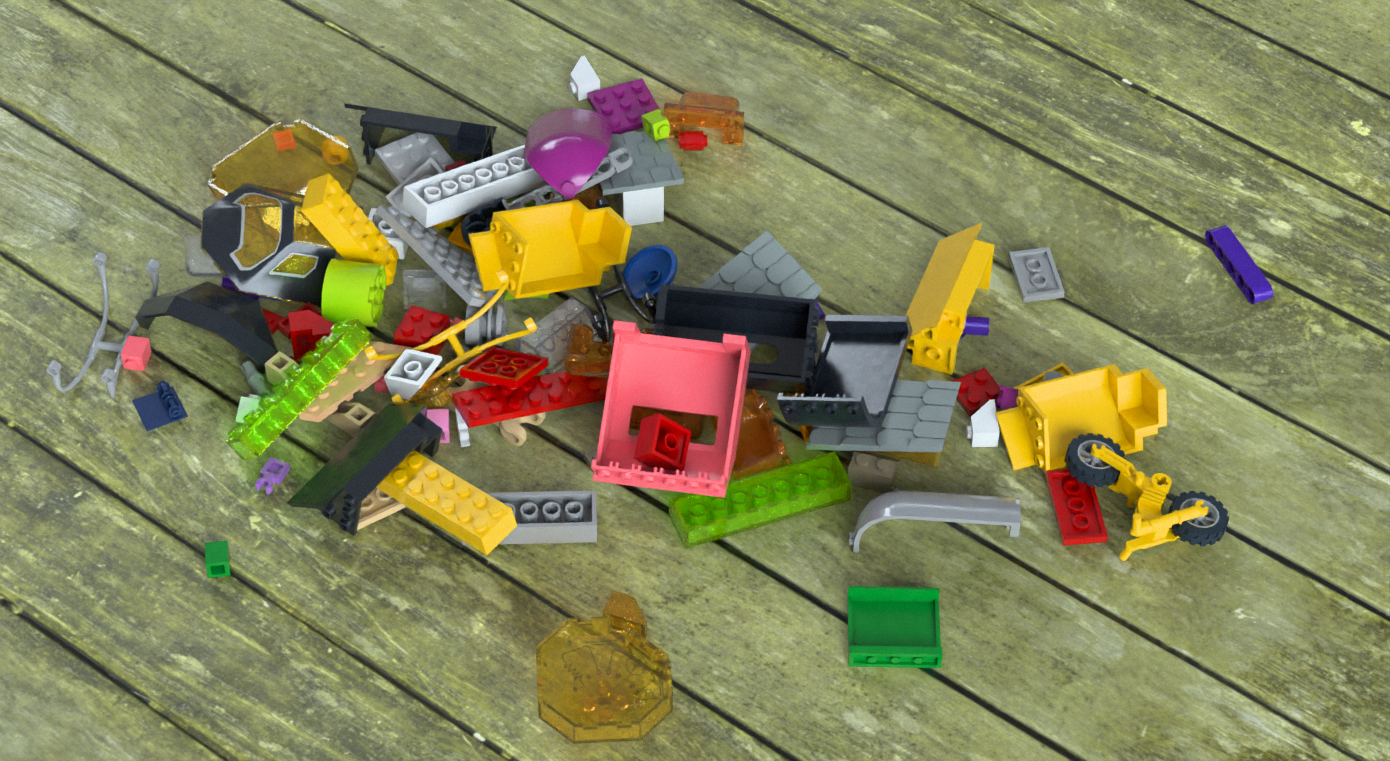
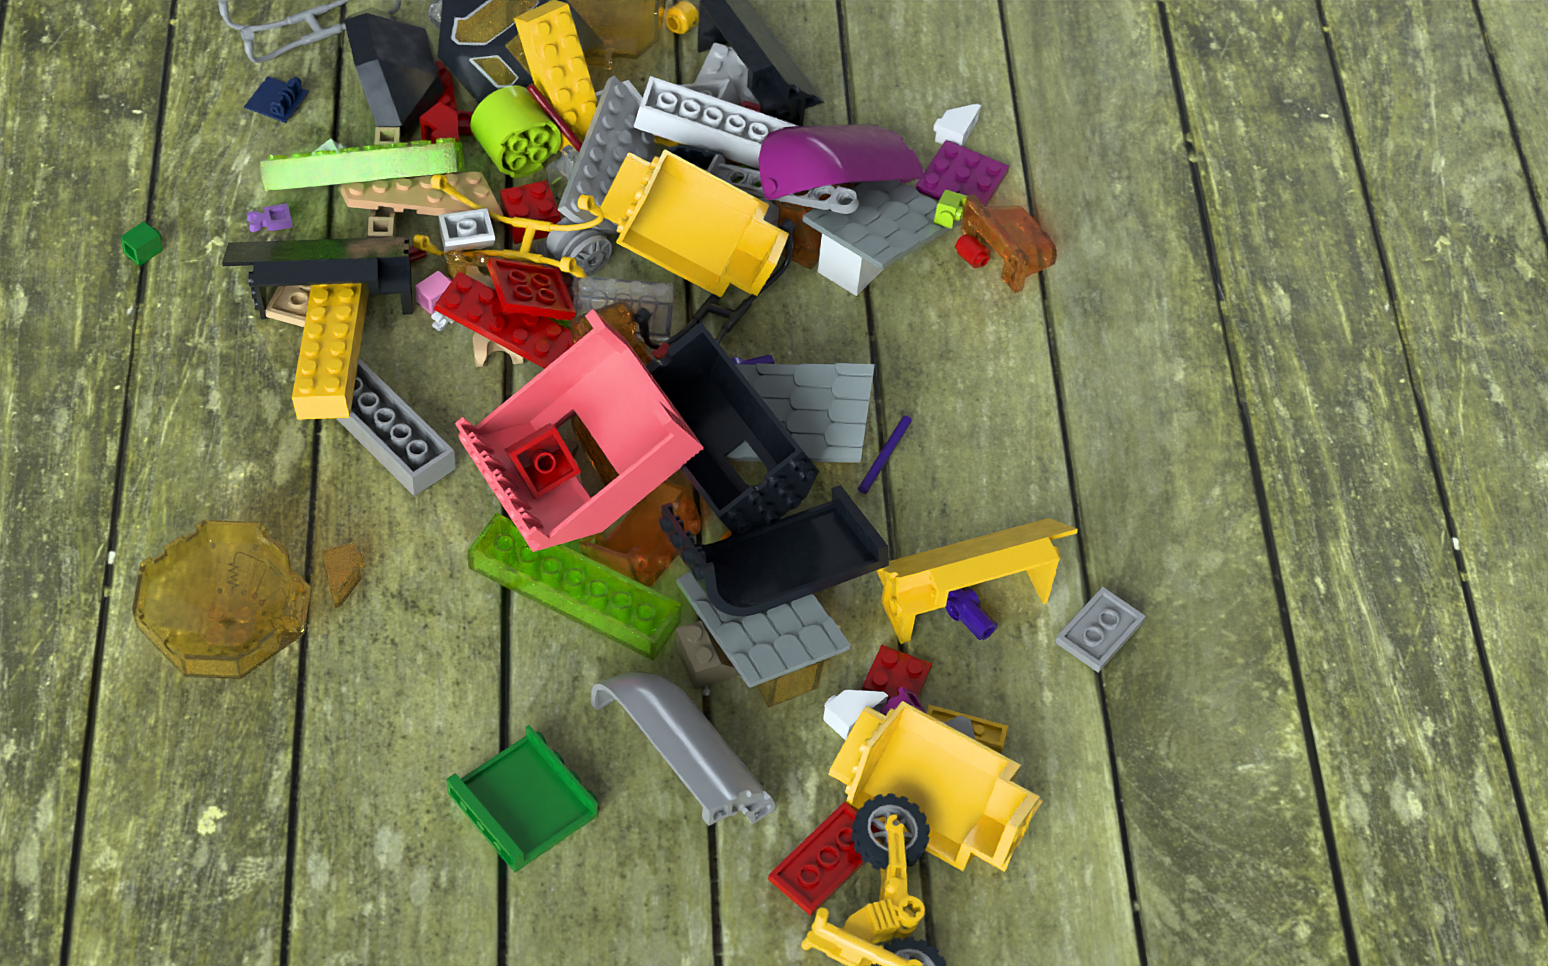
camera: 45 degrees right, 5 degrees up
(136, 353) = (318, 43): coral brick -> none
(255, 379) = (367, 136): light grey pin -> none
(372, 259) = (554, 116): none -> dark red bar
(649, 269) = (768, 323): blue dish -> none
(1239, 264) = (1307, 800): dark purple beam -> none

